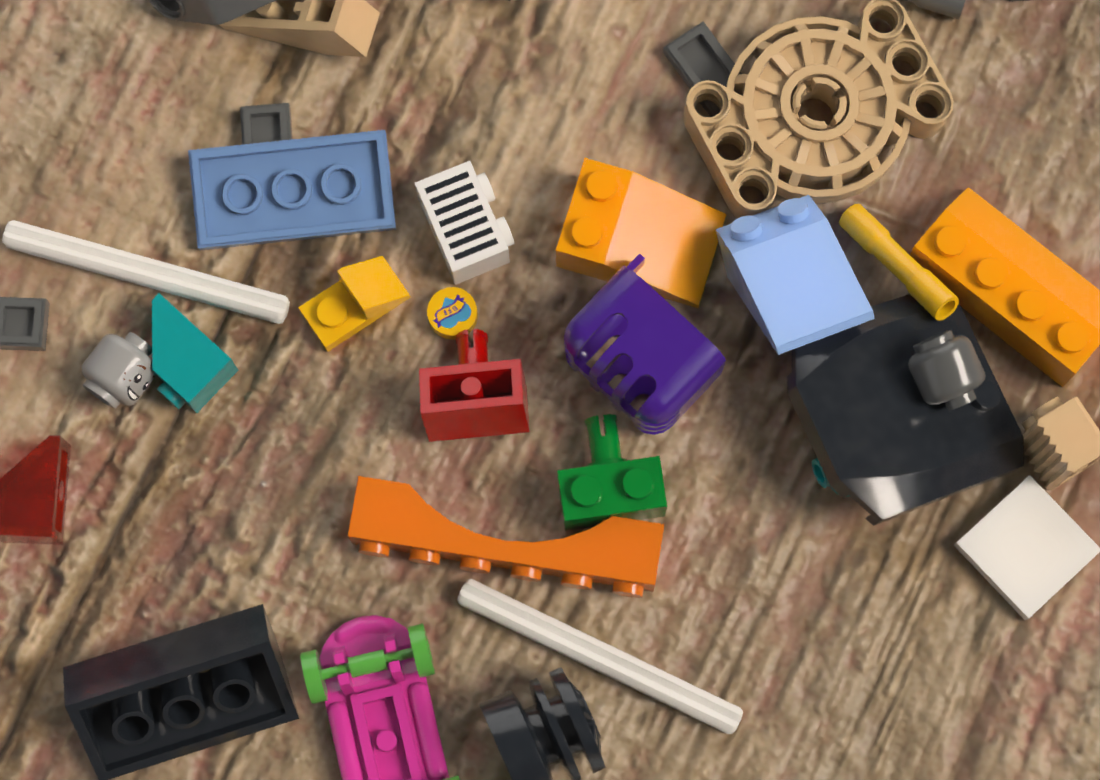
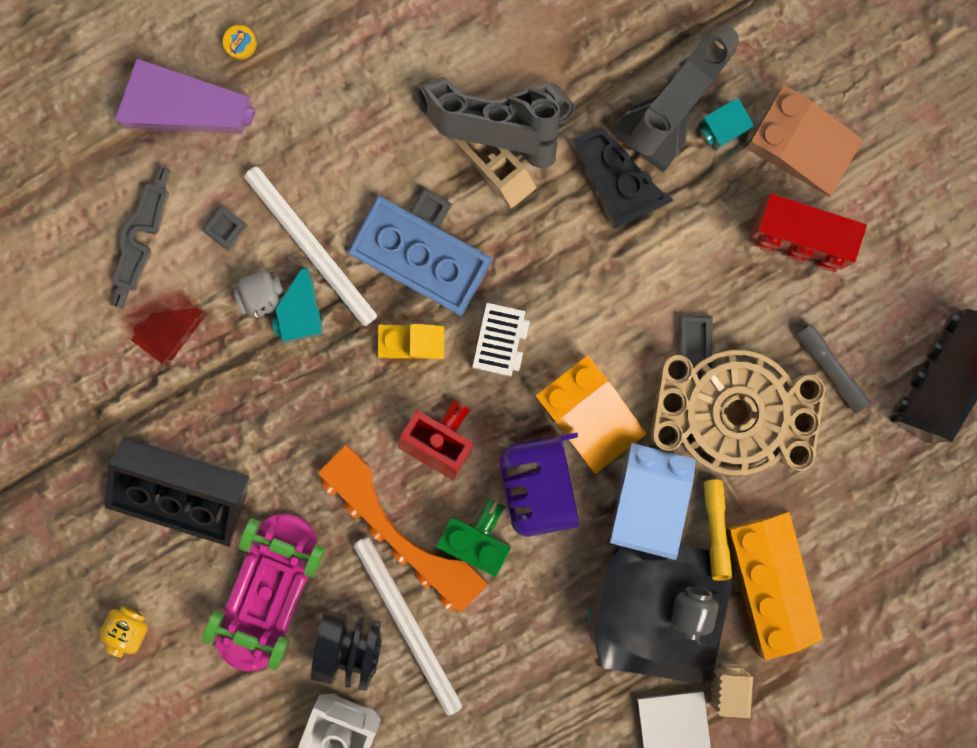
camera: 30 degrees right, 10 degrees up
(452, 312) = (459, 385): yellow tile -> none

